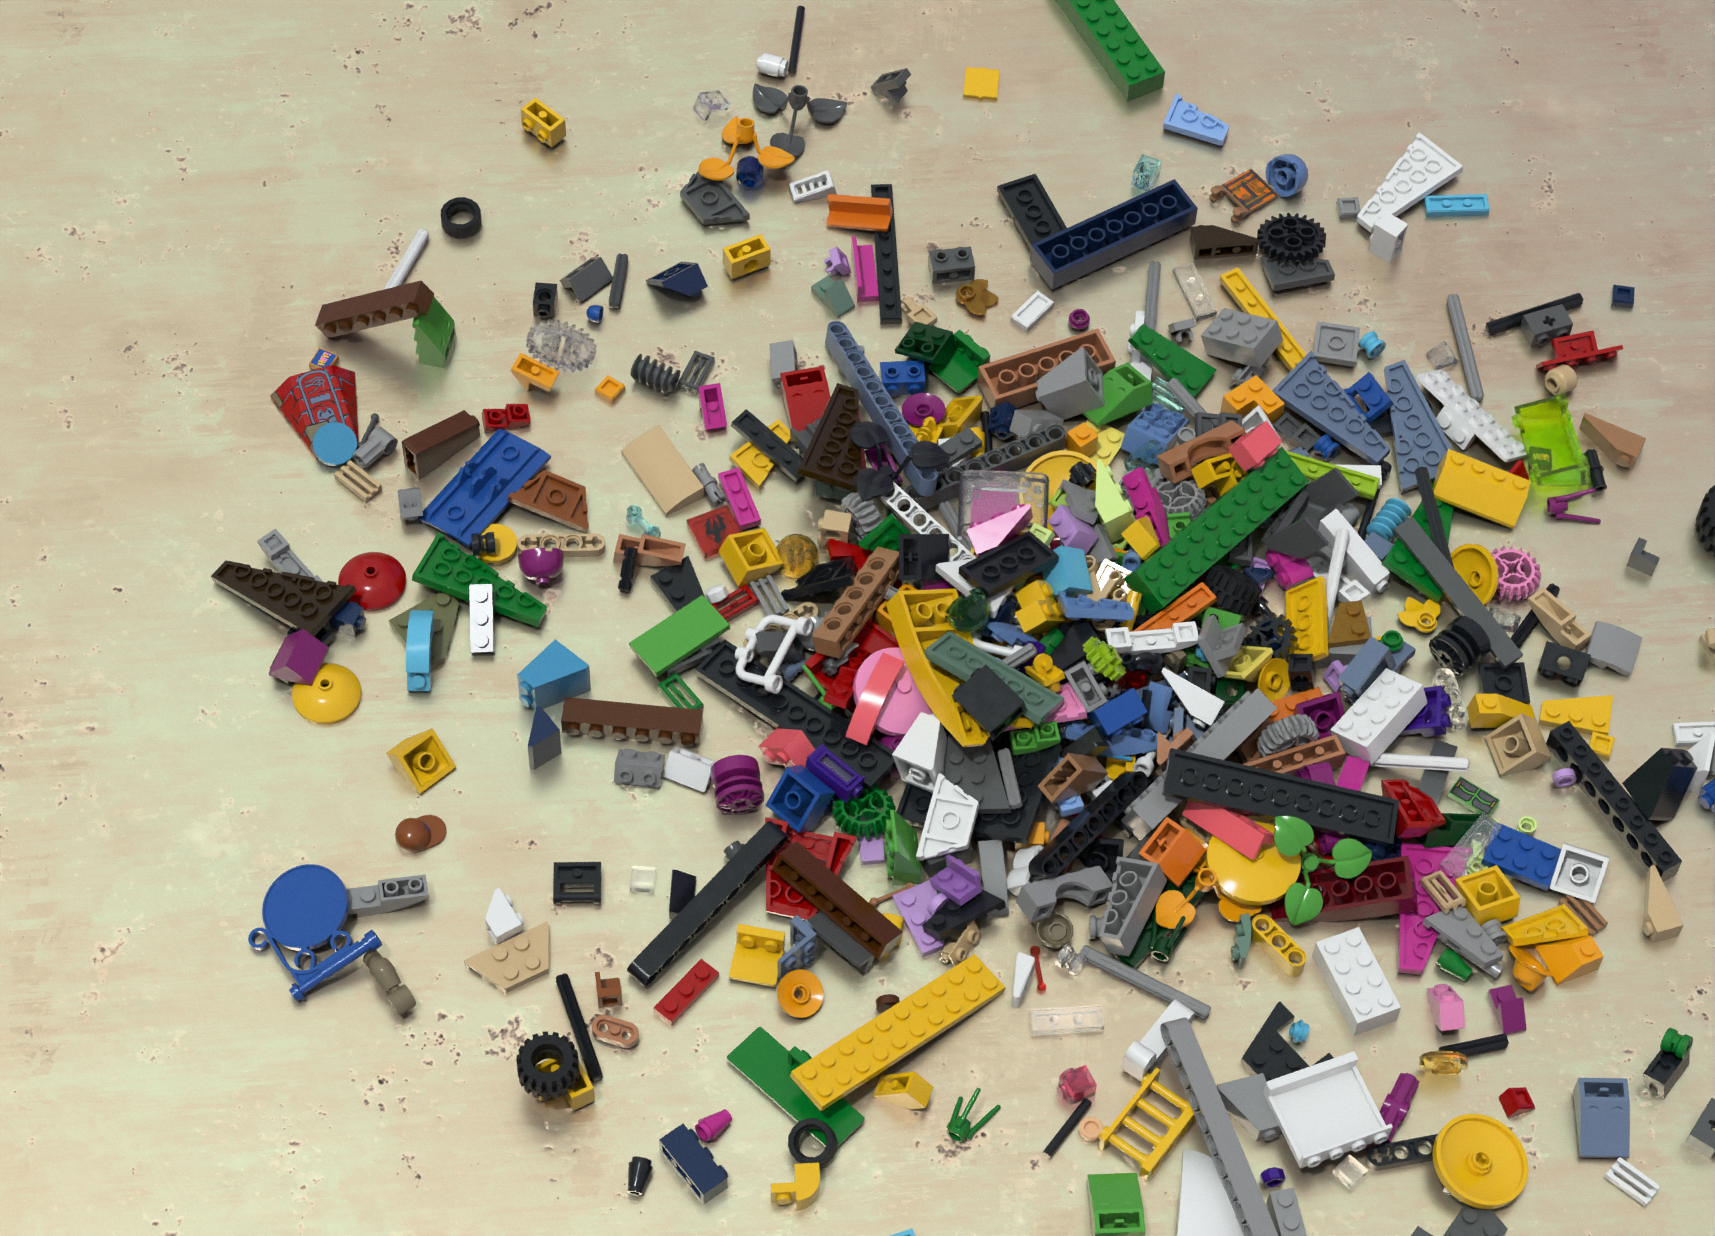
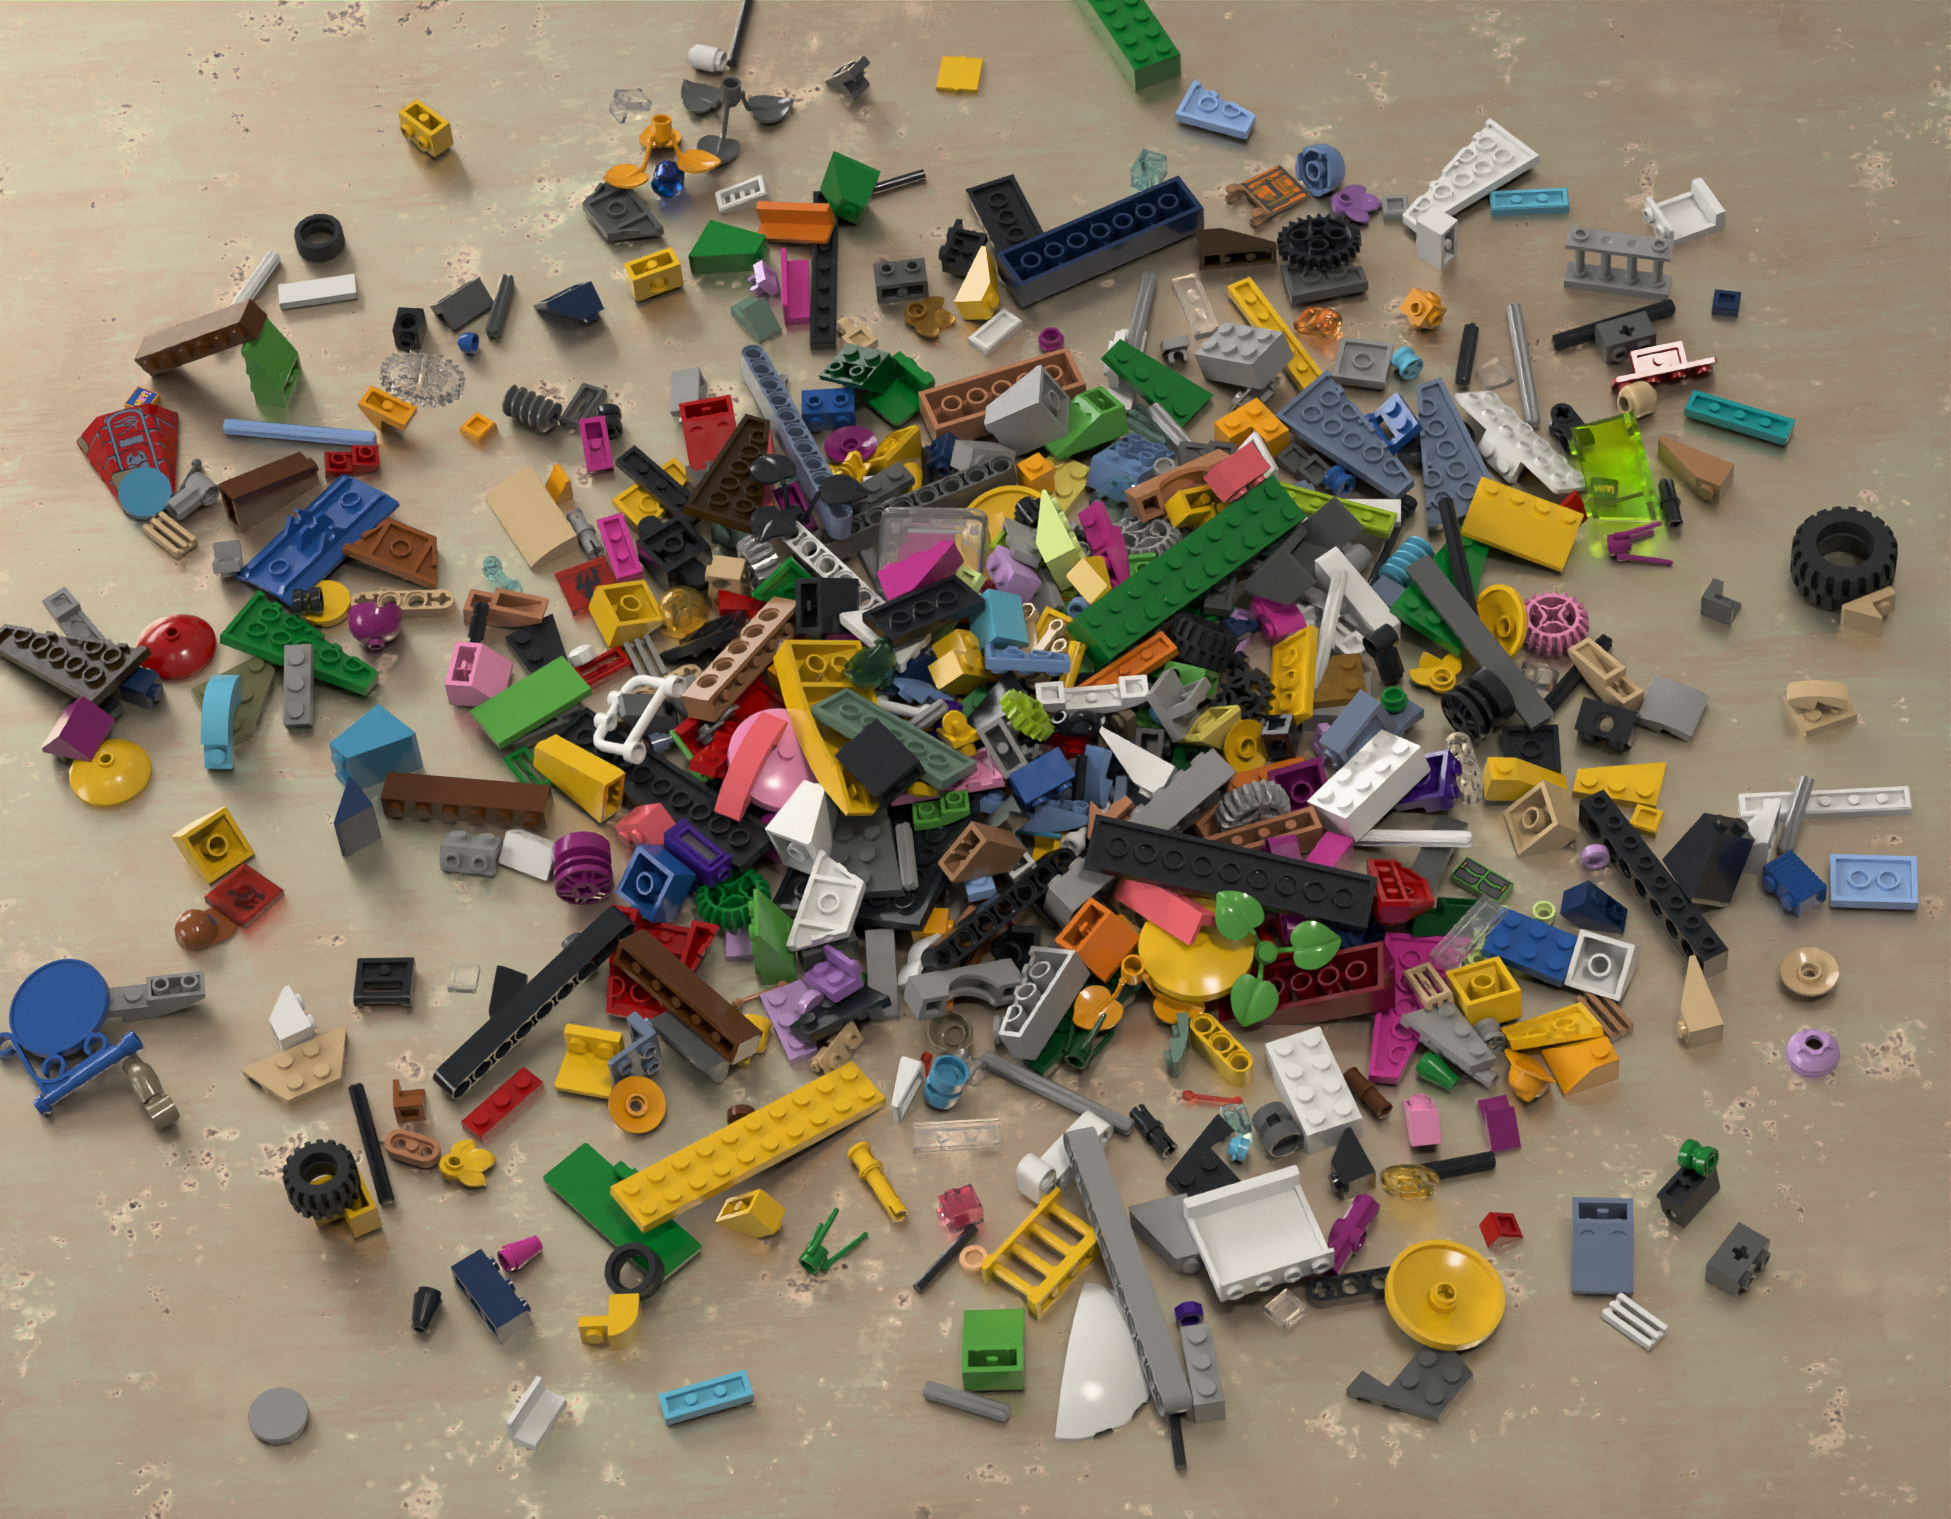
camera: 10 degrees right, 5 degrees down
(451, 805) = (244, 896): none -> clear red tile
(459, 391) = (299, 432): none -> light blue axle
(463, 265) = (317, 291): none -> white tile
(631, 610) = (476, 674): none -> bright pink slope
(663, 1044) = (466, 1163): none -> yellow plate
(683, 441) = (559, 485): none -> light orange slope
(723, 378) = (613, 419): none -> black wheel
(727, 701) = (582, 776): none -> yellow slope
(794, 497) = (674, 552): none -> black brick
(805, 235) = (727, 249): none -> green slope
(903, 183) = (849, 187): none -> green slope
(931, 179) = (899, 181): none -> black bar
(1000, 239) = (960, 249): none -> black bracket
(1000, 1052) = (872, 1172): none -> yellow pin
(1017, 277) = (979, 291): none -> yellow slope
(1055, 974) = (945, 1081): none -> dark azure wheel
(1227, 1015) = (1153, 1130): none -> black pin
(1253, 985) = (1189, 1096): none -> clear red hinge
(1295, 1004) = (1237, 1117): none -> clear light blue tile
(1300, 311) = (1323, 326): none -> clear orange piece
(1316, 204) = (1355, 203): none -> medium lavender plate
(1330, 1015) = (1277, 1129): none -> dark grey wheel
(1379, 597) = (1382, 647): none -> black piece
(1382, 298) = (1423, 309): none -> light orange brick
(1393, 1049) = (1351, 1168): none -> black slope
(1400, 983) = (1367, 1092): none -> reddish brown pin
(1418, 340) = (1466, 355): none -> black axle
(1505, 404) = (1562, 421): none -> black piece
(1534, 275) = (1617, 280): none -> light grey fence
(1566, 823) = (1593, 909): none -> dark blue slope
(1584, 219) = (1686, 215): none -> white panel
(1643, 396) = (1739, 417): none -> teal plate

